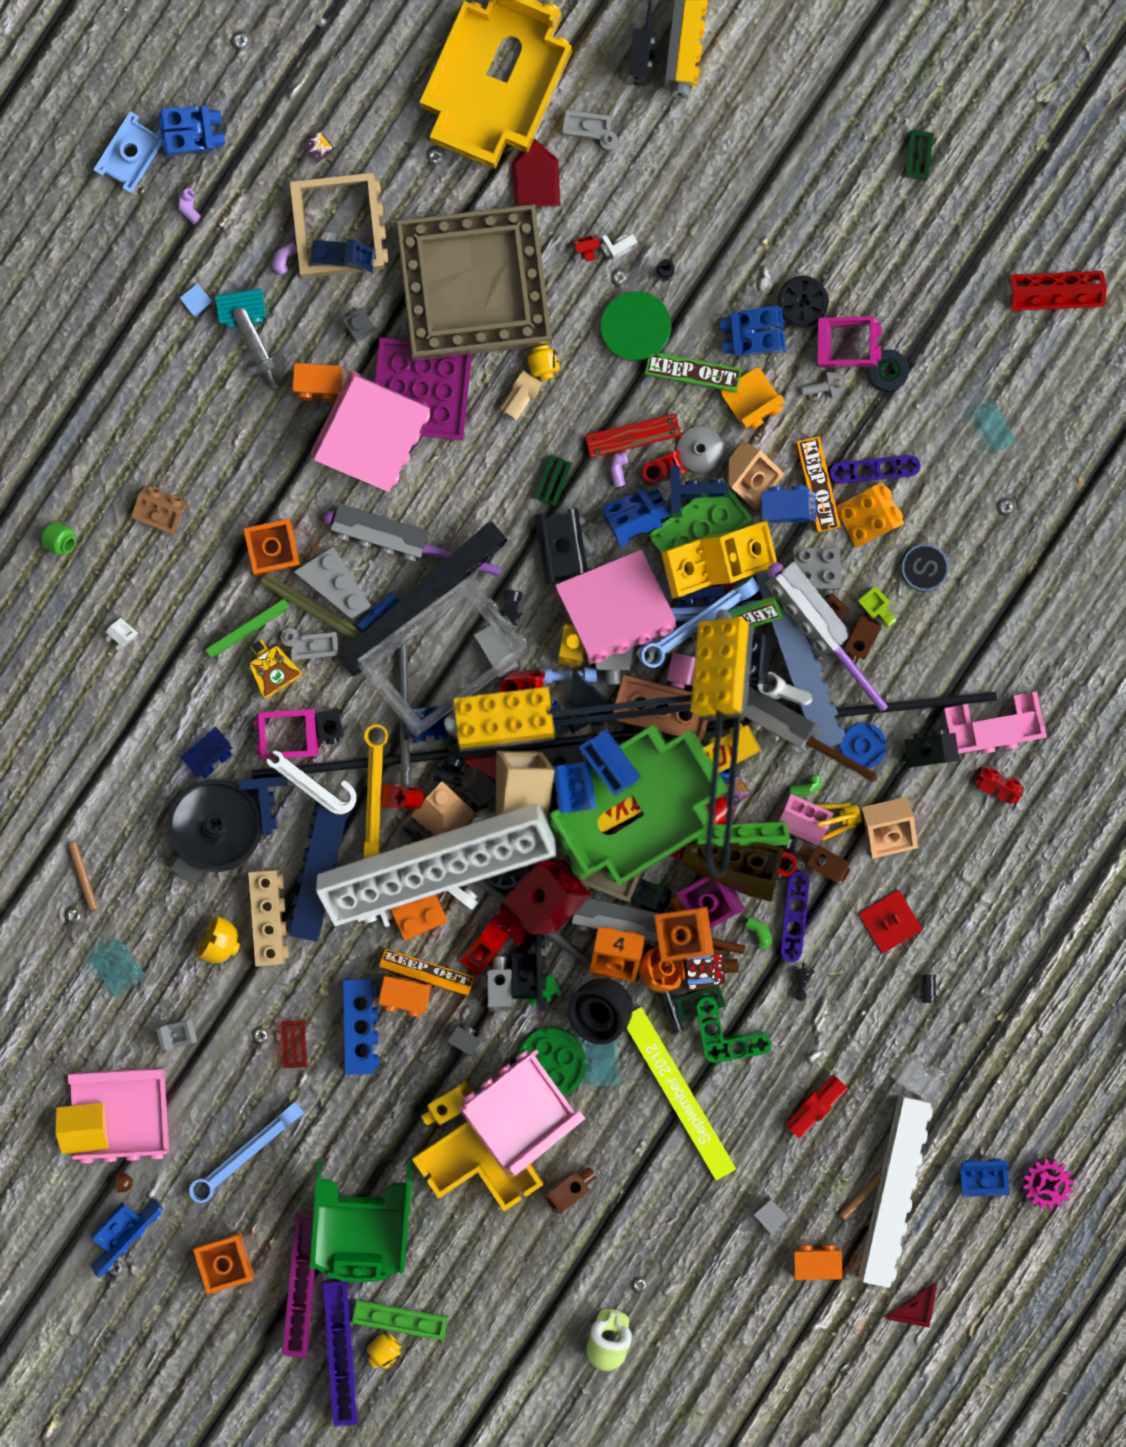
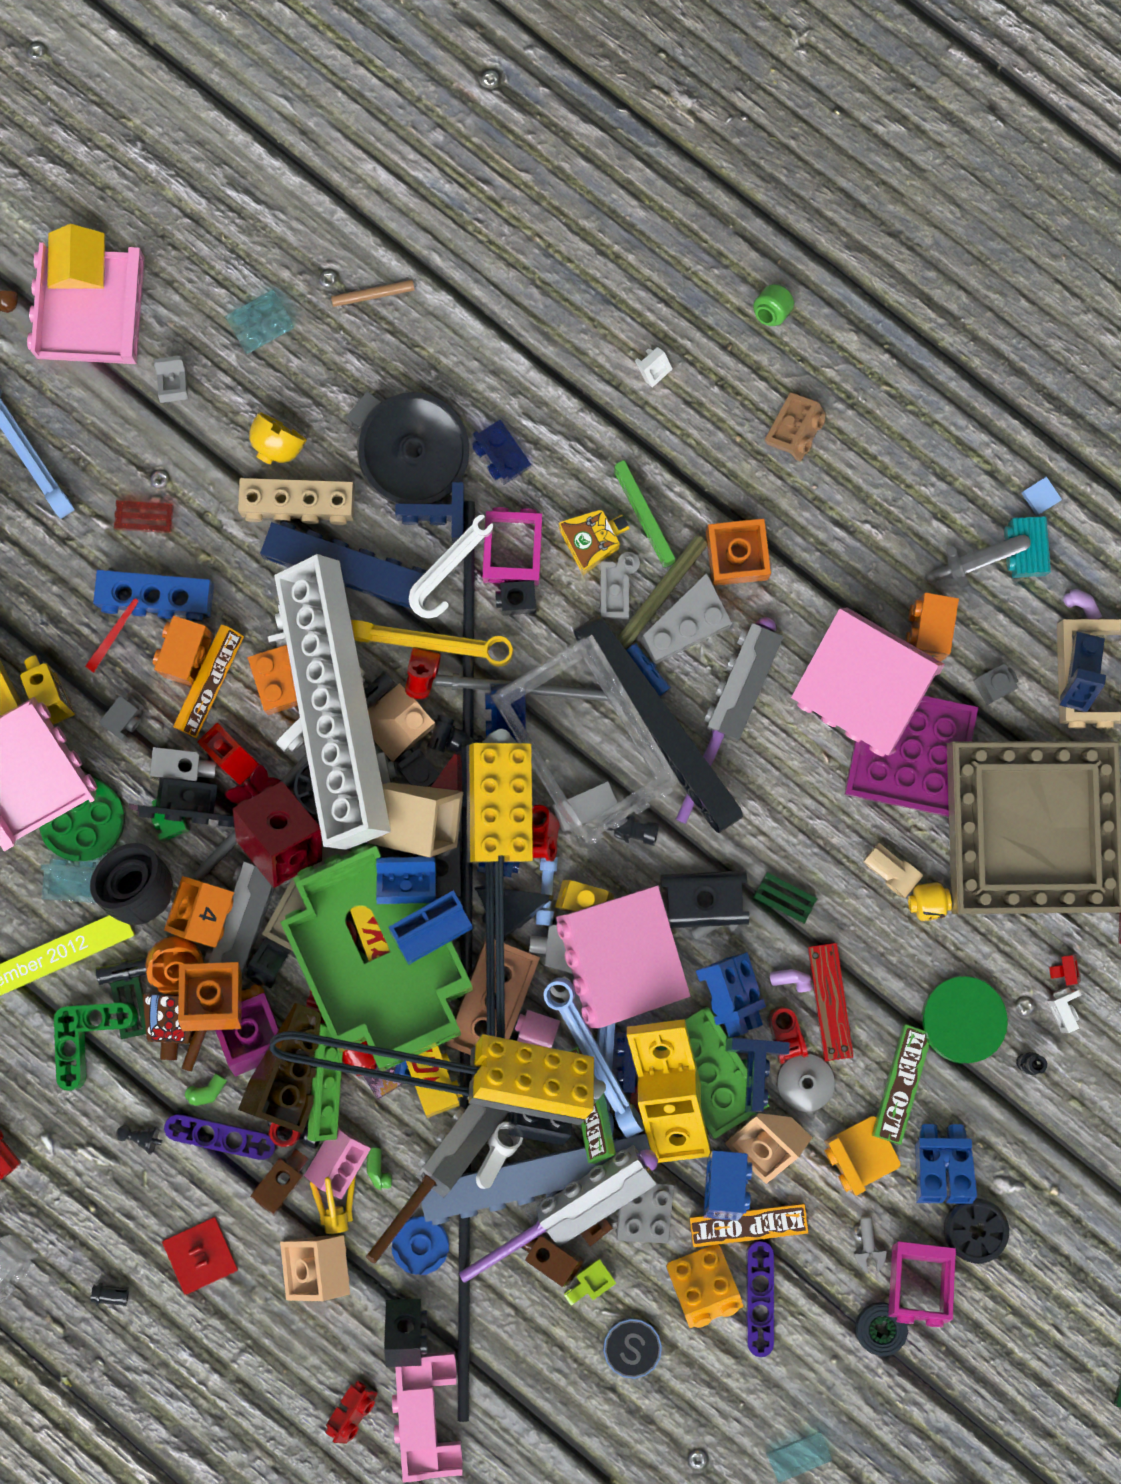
camera: 85 degrees right, 5 degrees down
(403, 1059) = (97, 657): none -> red sticker

